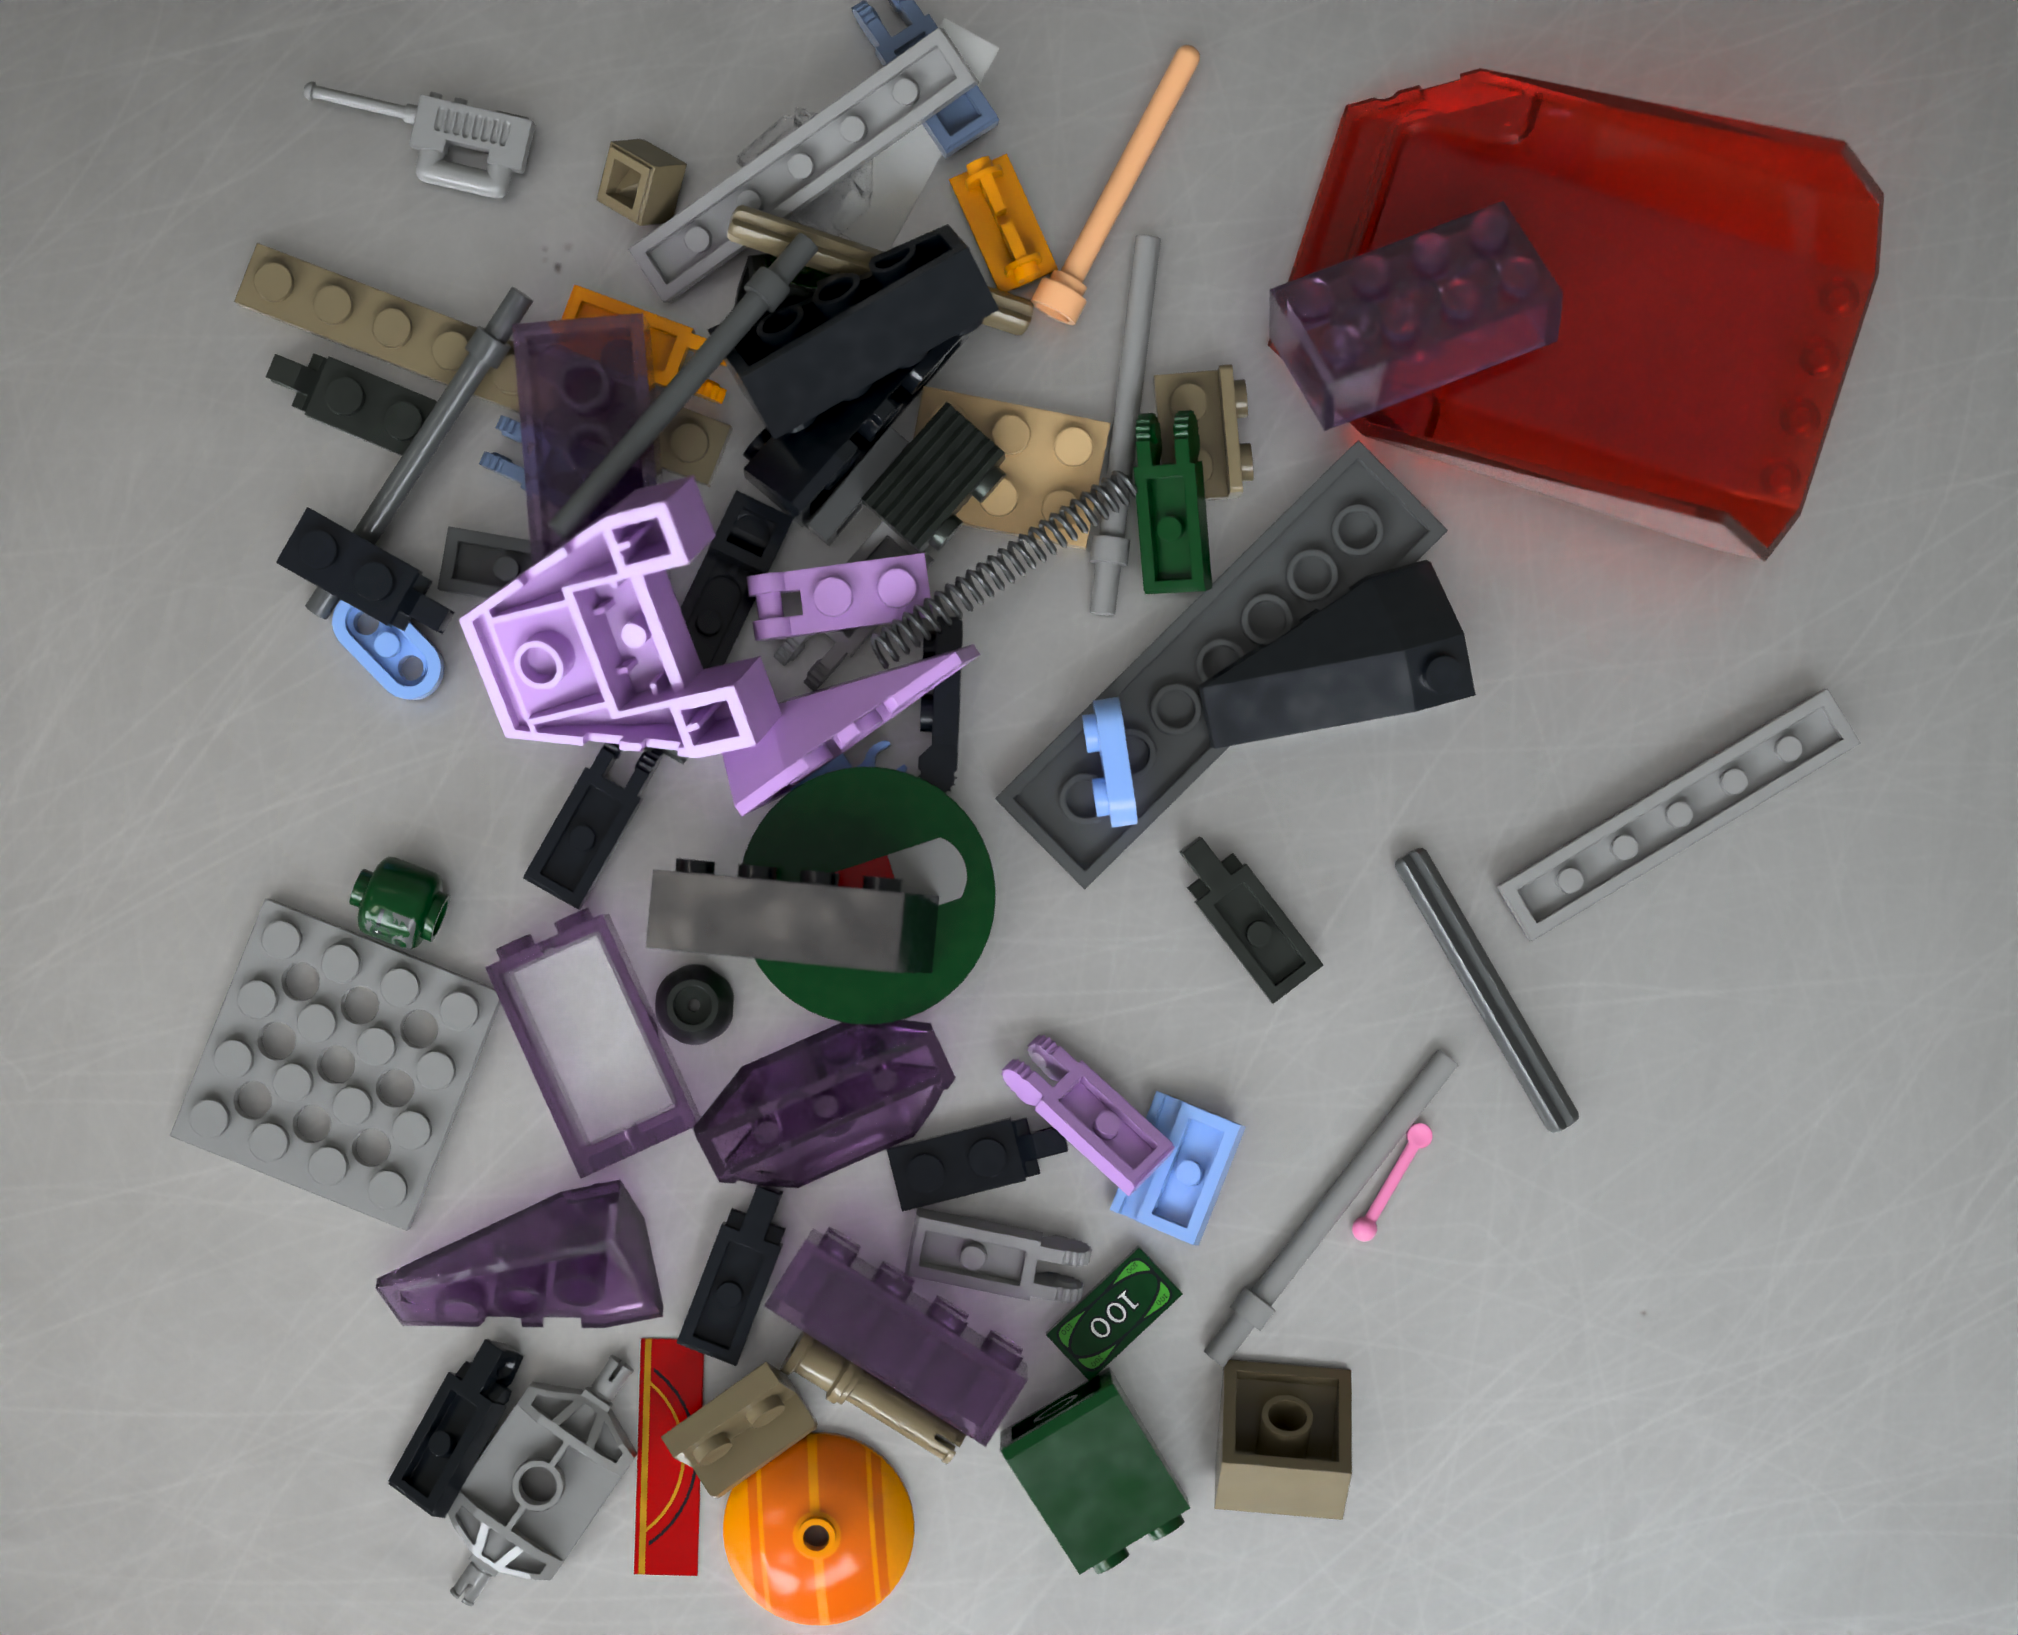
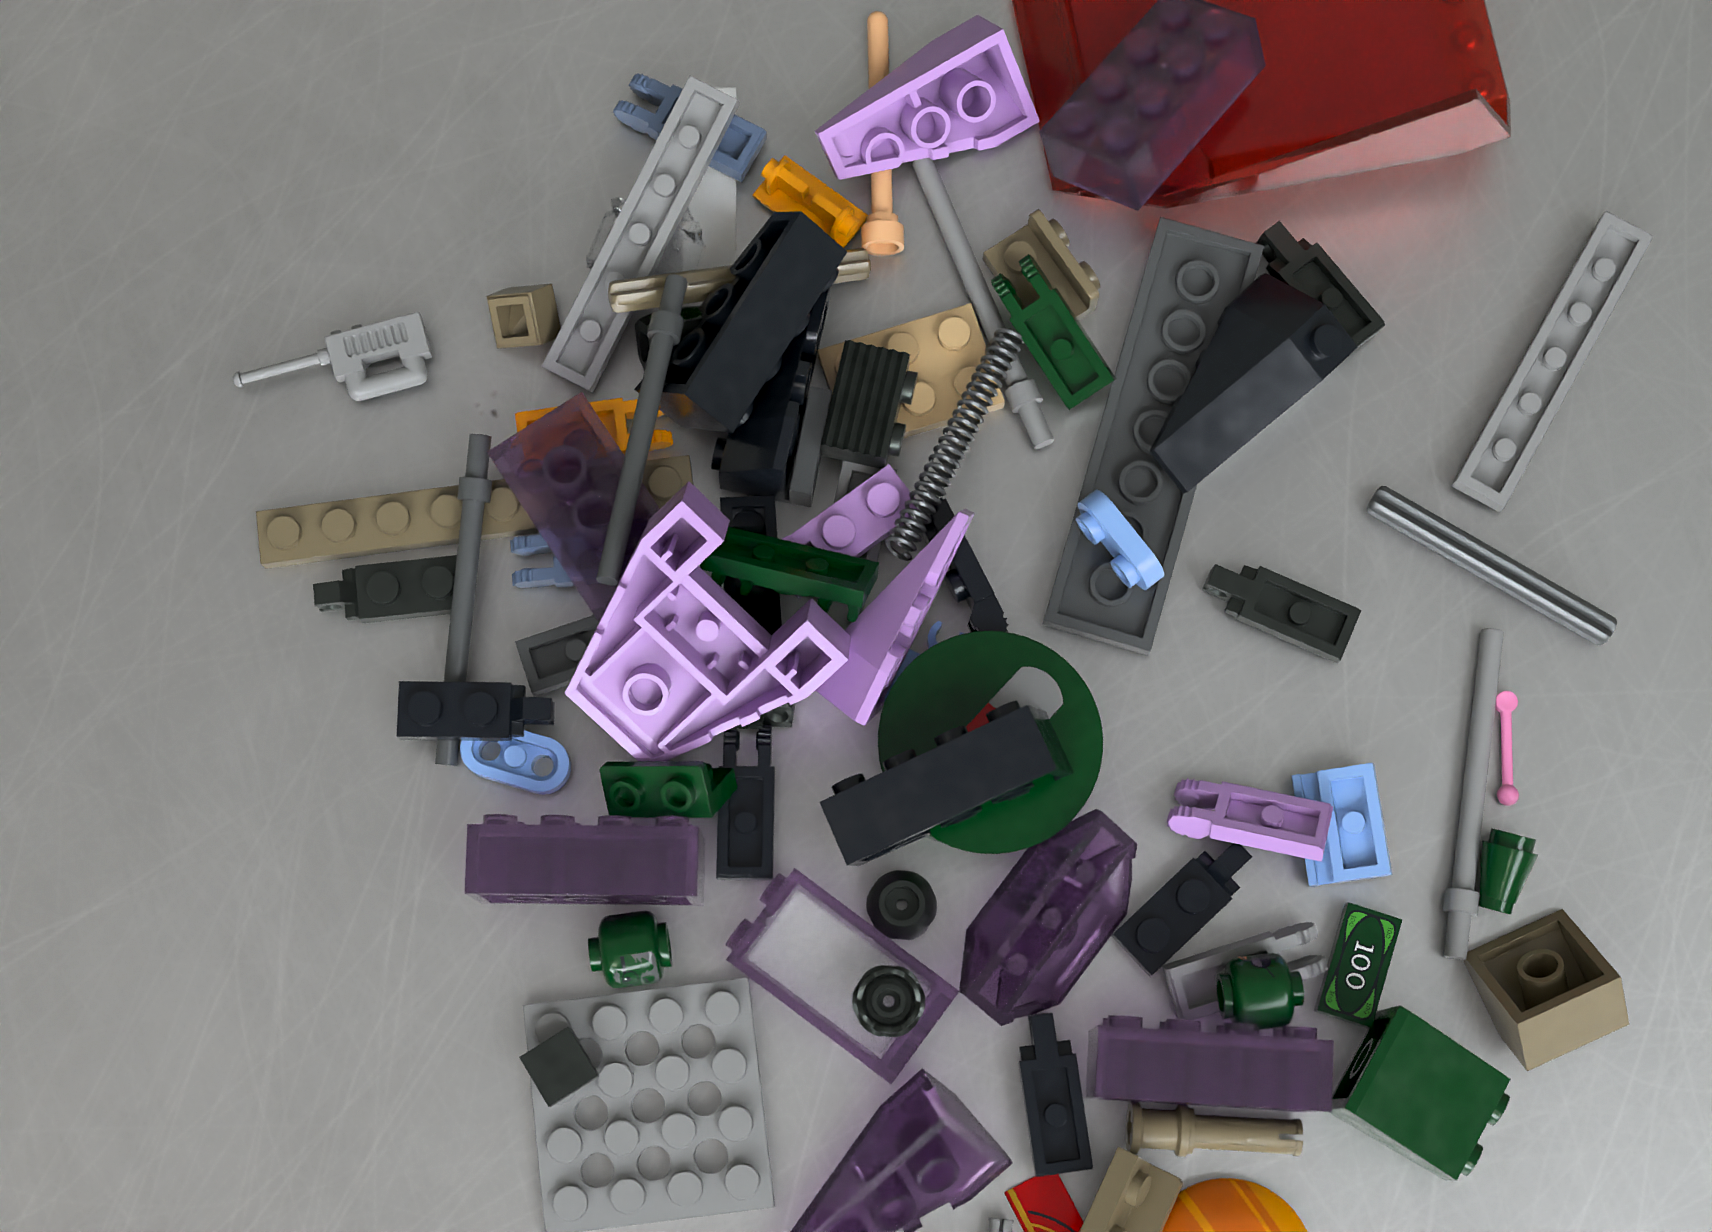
camera: 30 degrees left, 10 degrees down
(266, 981) = (559, 1066): none -> pearl dark grey tile
(395, 797) = (585, 862): none -> clear purple brick
(516, 768) = (666, 788): none -> dark green bracket
(599, 1102) = (883, 982): none -> pearl dark grey plate
(761, 615) = (793, 569): none -> dark green plate
(992, 1289) = (1259, 991): none -> dark green head
(1196, 186) = (940, 101): none -> lavender wedge
(1314, 1300) = (1504, 869): none -> dark green cone
(1483, 603) = (1316, 274): none -> pearl dark grey hinge

